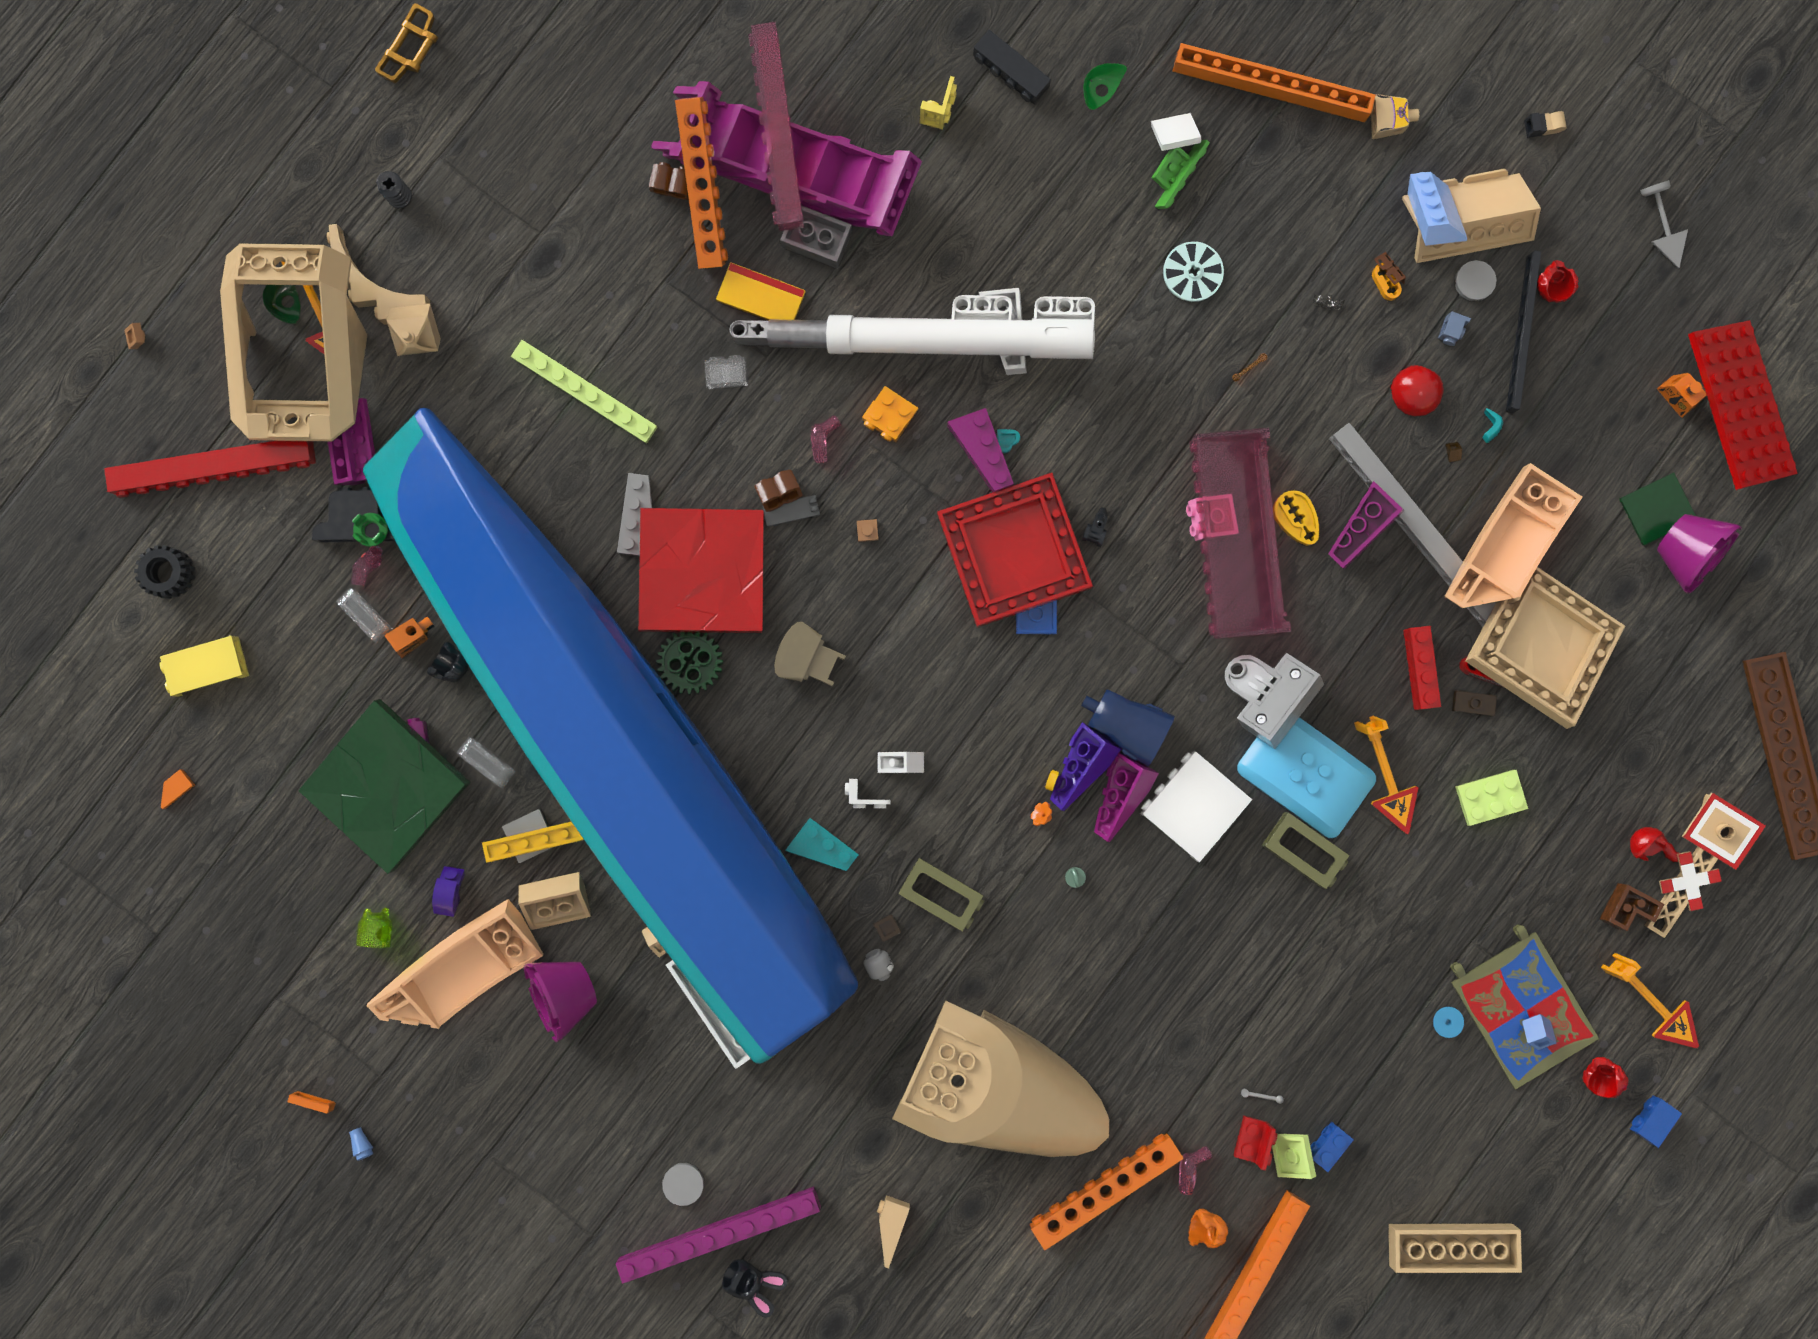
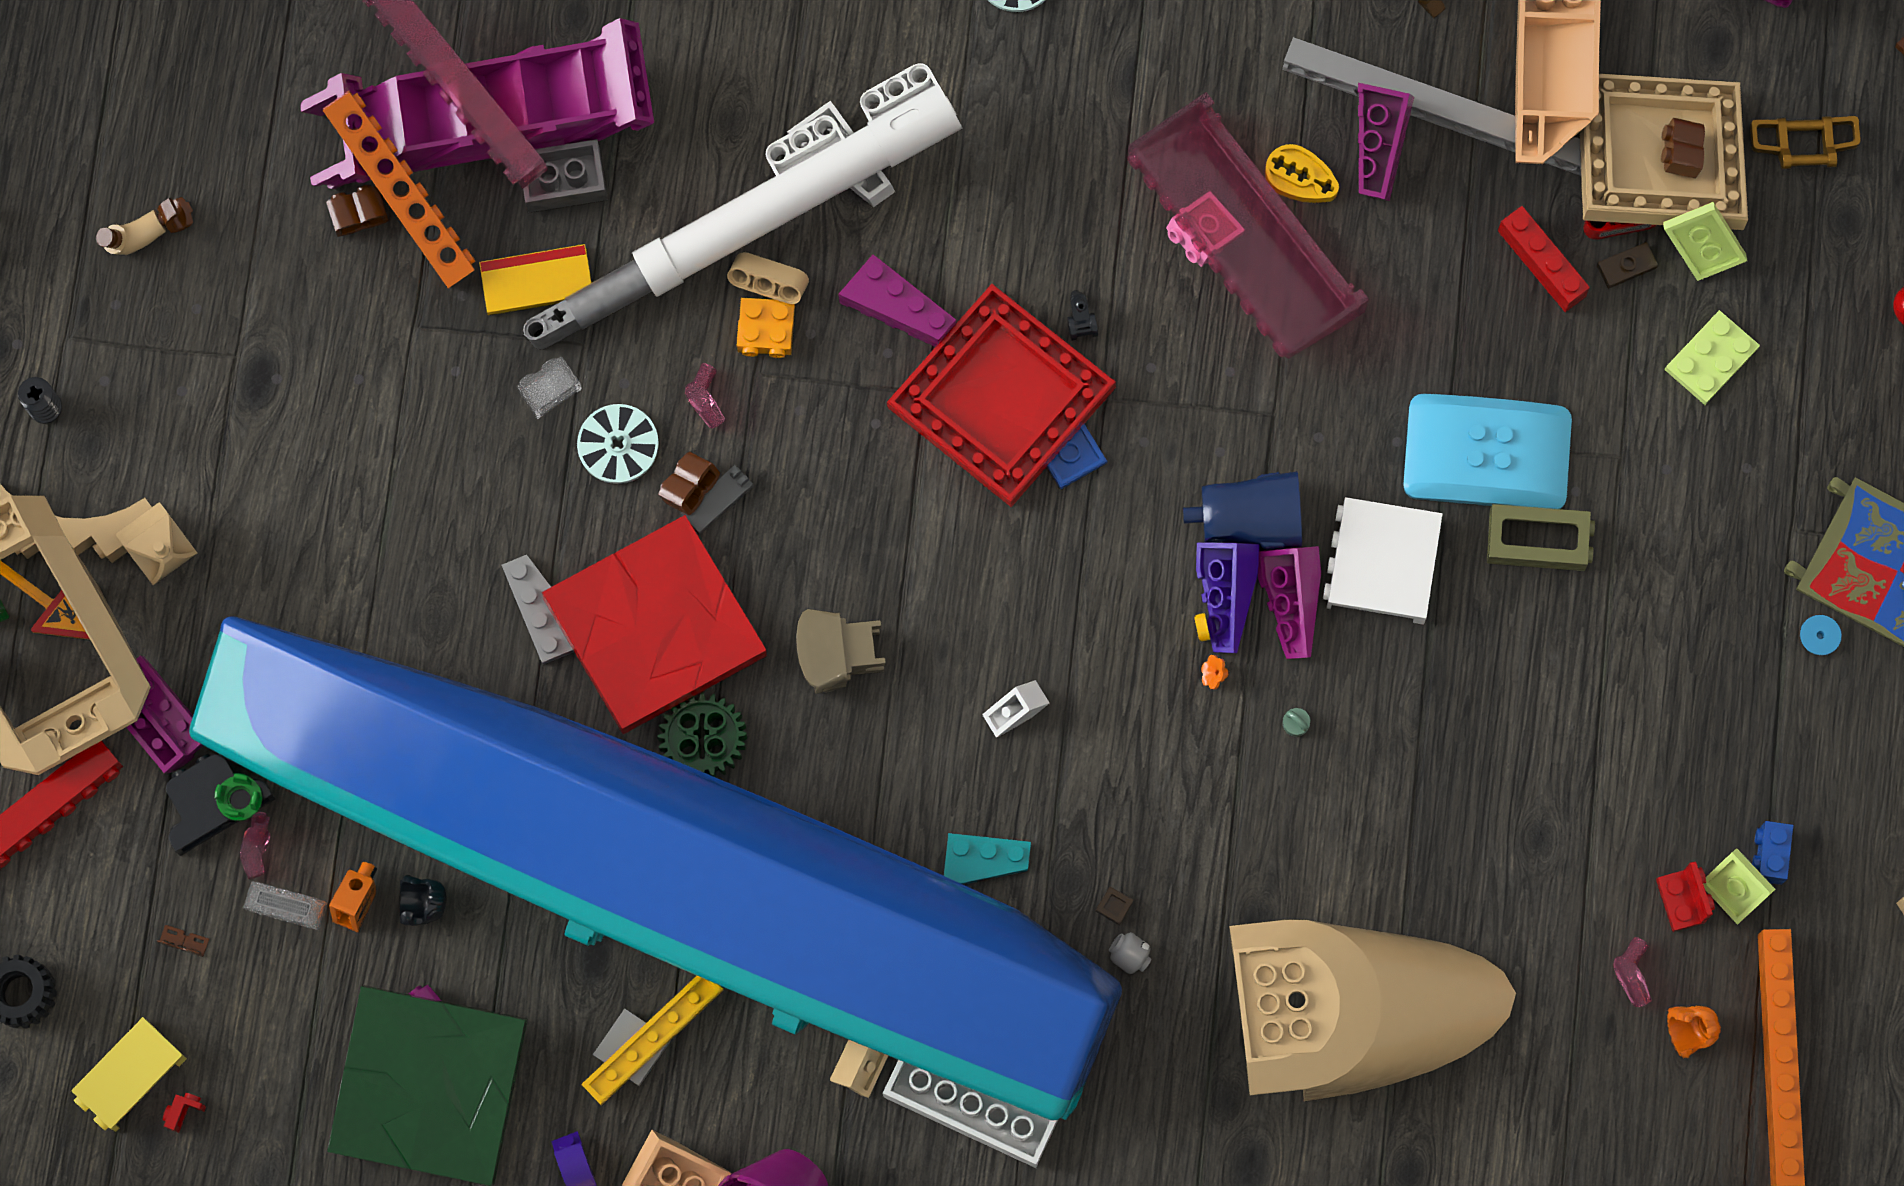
camera: 25 degrees left, 10 degrees down
(220, 708) = (175, 1114): none -> red bracket
(292, 600) = (189, 941): none -> reddish brown piece
(486, 762) = (530, 990): clear beam -> none
(529, 114) = (143, 231): none -> piece
(554, 901) = (707, 1103): tan slope -> none
(584, 391) = (394, 503): yellowish green plate -> none
(736, 427) = (617, 423): none -> light aqua piece
(852, 790) = (994, 780): white bracket -> none
(867, 530) = (818, 471): medium nougat plate -> none
(909, 383) = (768, 278): none -> tan beam
(974, 896) = (1134, 851): olive piece -> none
(1007, 439) = (919, 276): teal tile -> none
(1084, 1213) = (1598, 970): orange brick -> none
(1245, 1093) = (1641, 852): light grey hinge -> none
(1262, 357) = (1152, 24): clear orange hinge -> none
(1273, 695) = (1395, 383): light grey brick -> none
(1397, 805) = (1611, 428): light orange piece -> none
(1537, 722) = (1705, 241): none -> yellowish green plate
(1562, 651) = (1683, 147): none -> reddish brown brick
(1656, 703) = (1787, 160): none -> pearl gold bar

